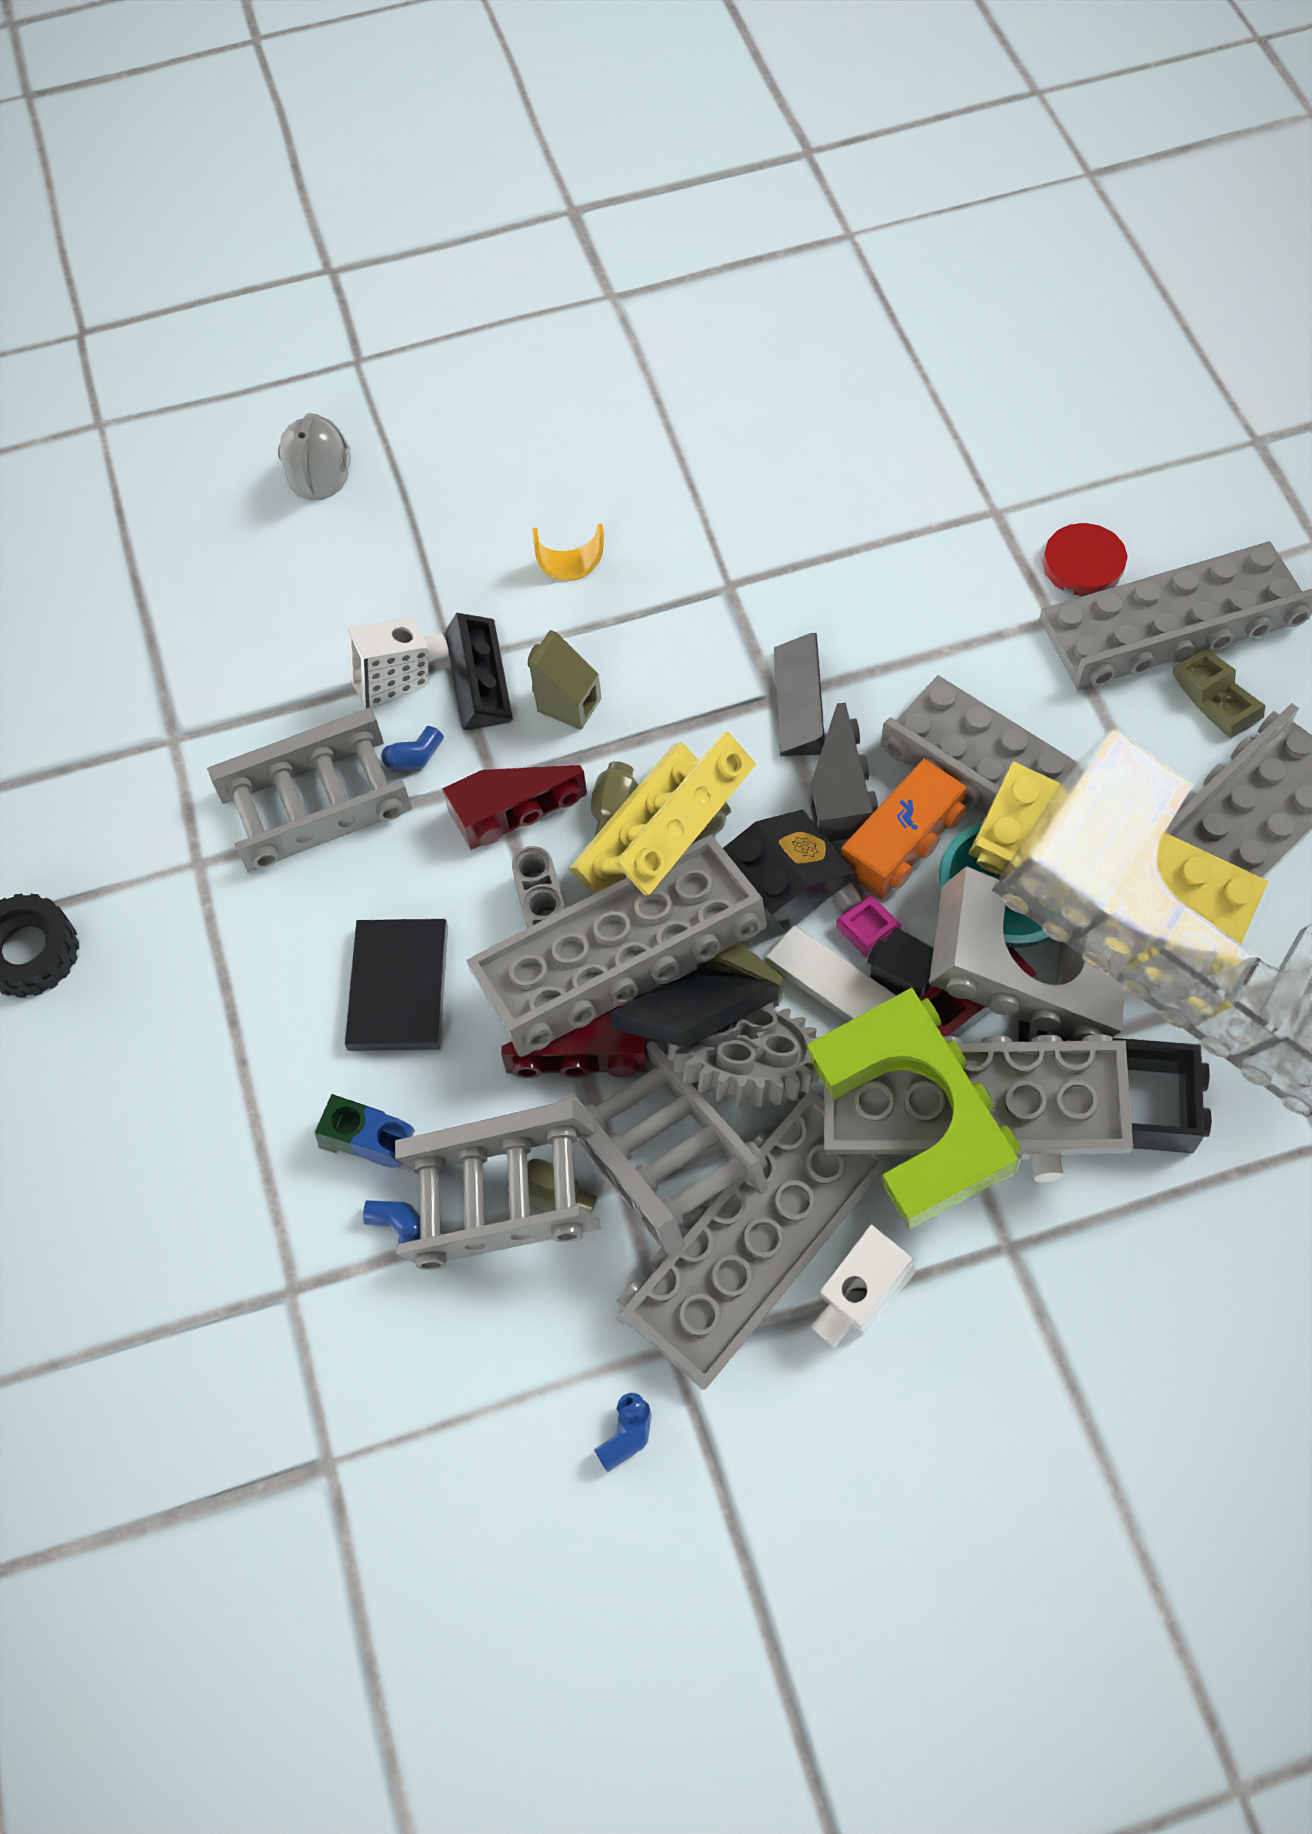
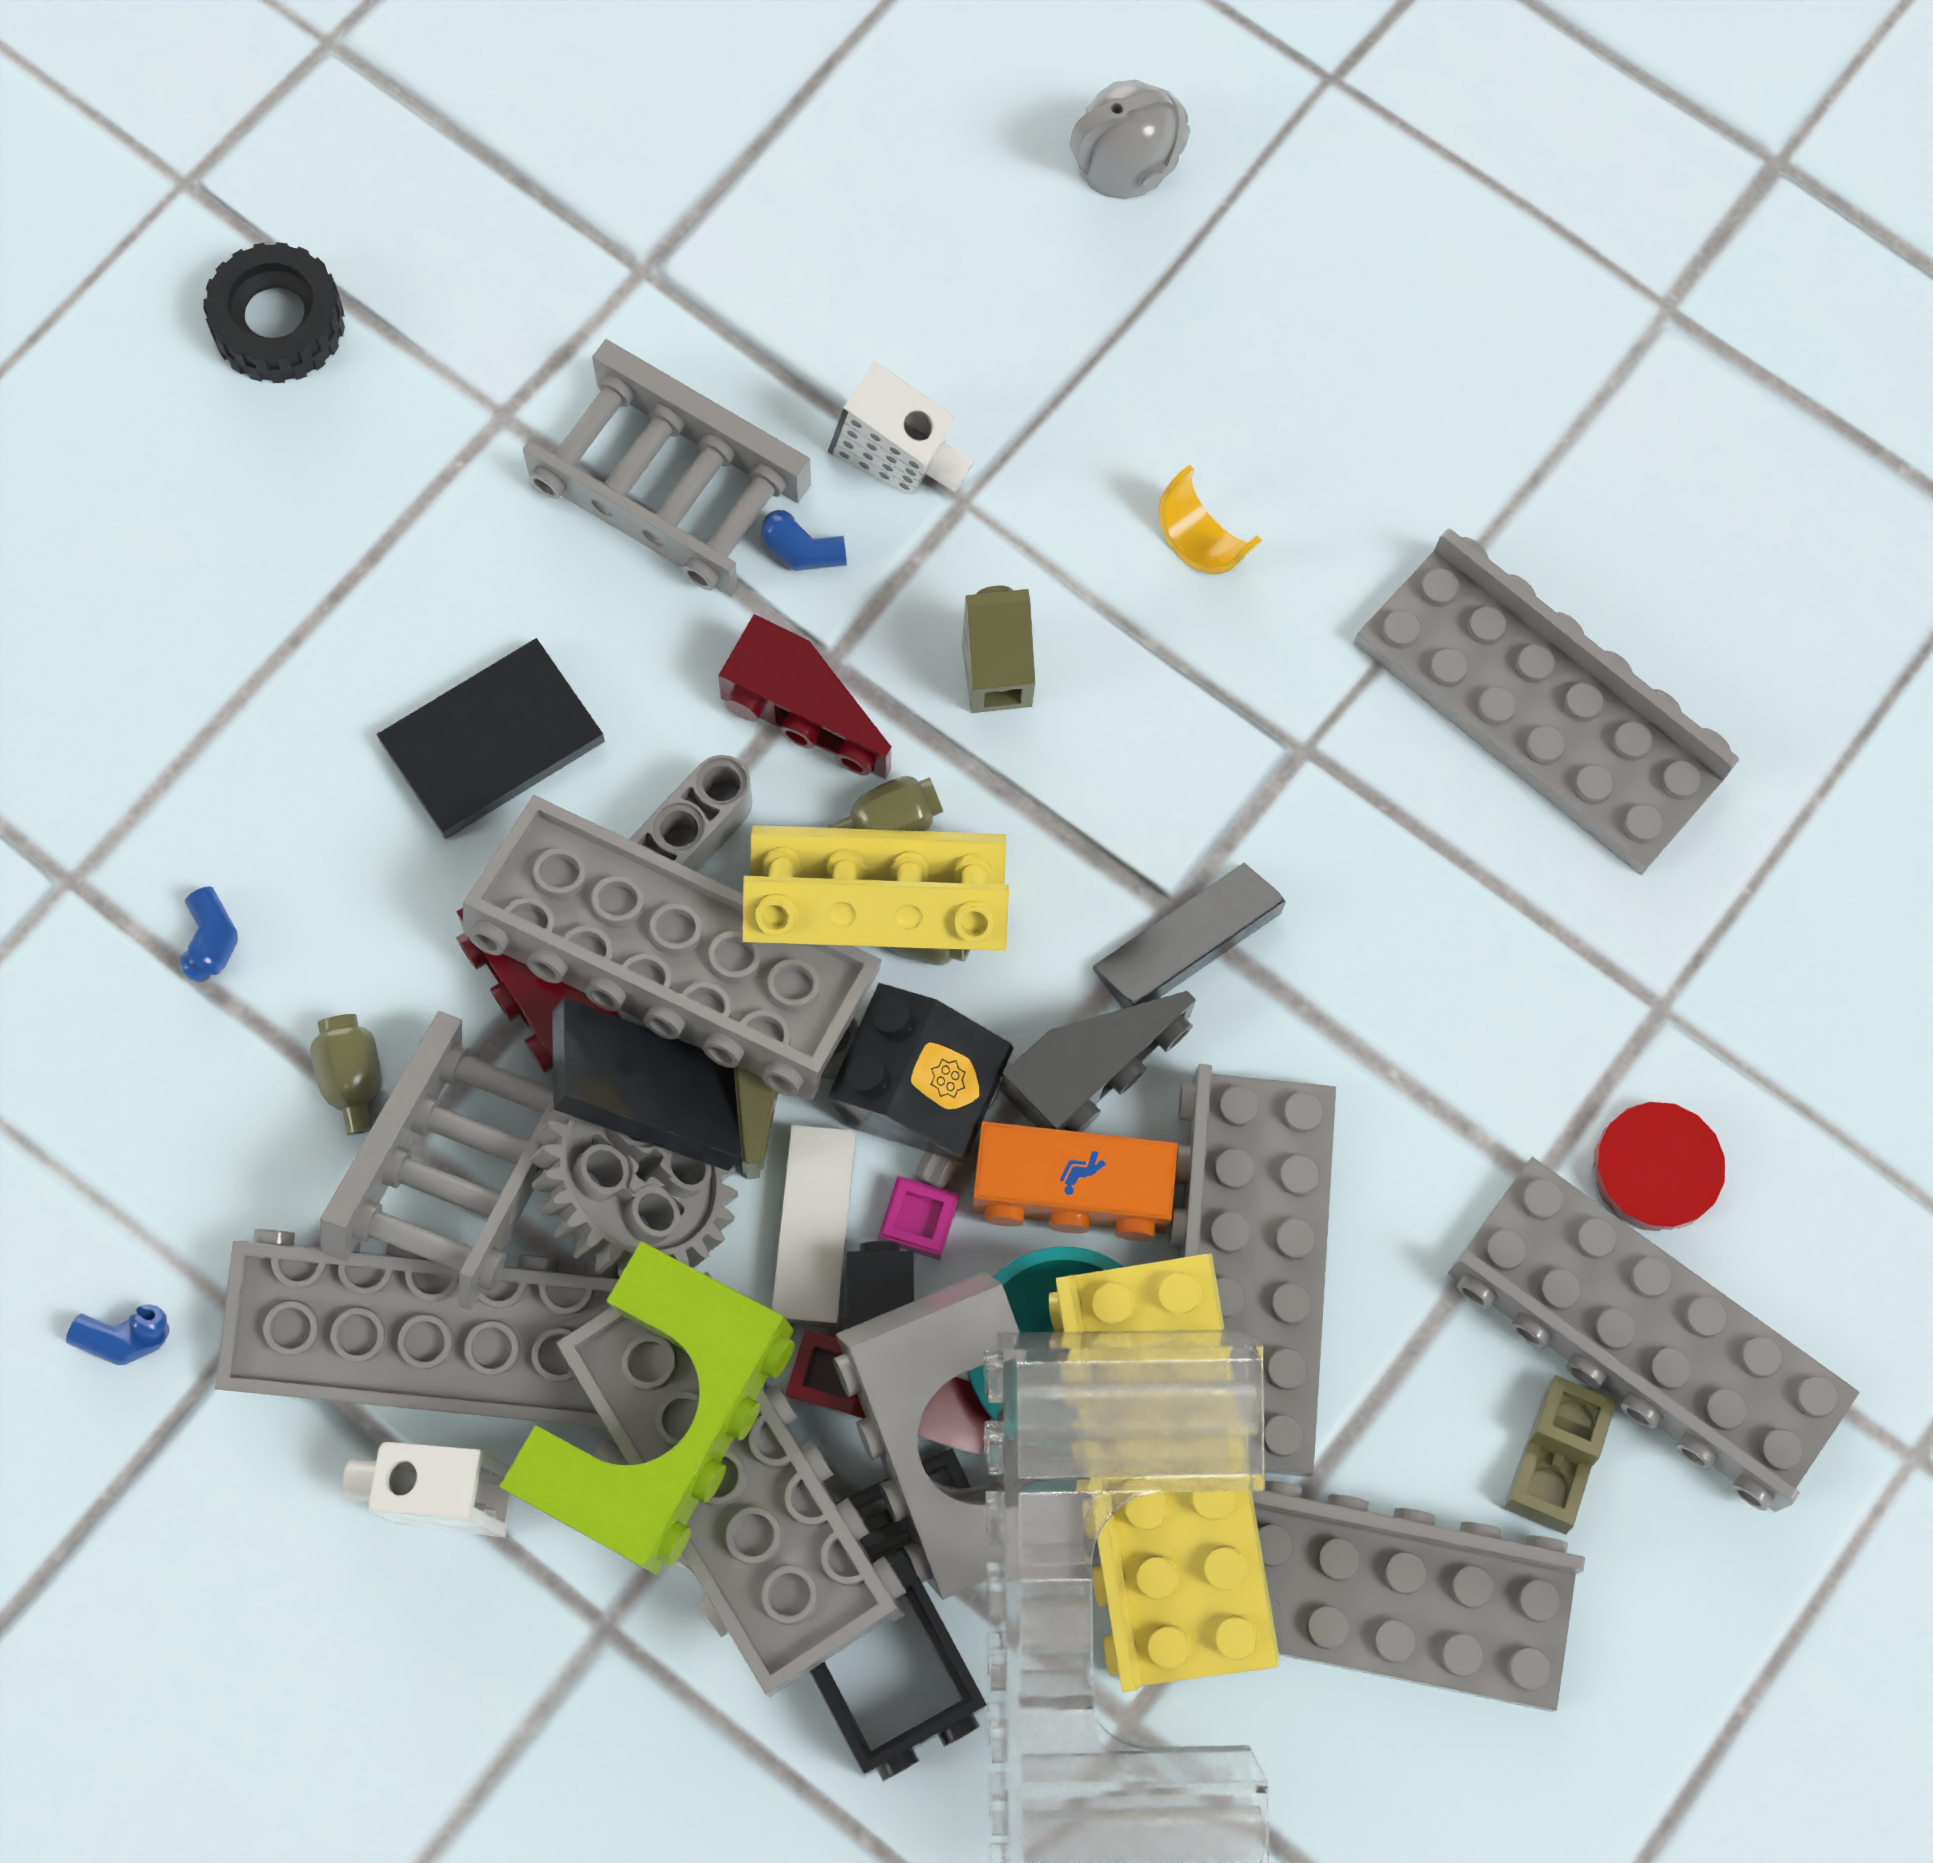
camera: 45 degrees right, 10 degrees up
(360, 1131) = (281, 827): leg -> none
(471, 1146) = (353, 998): light grey fence -> none
(477, 672) = (966, 541): black slope -> none
(787, 460) = (1547, 700): none -> light grey bracket

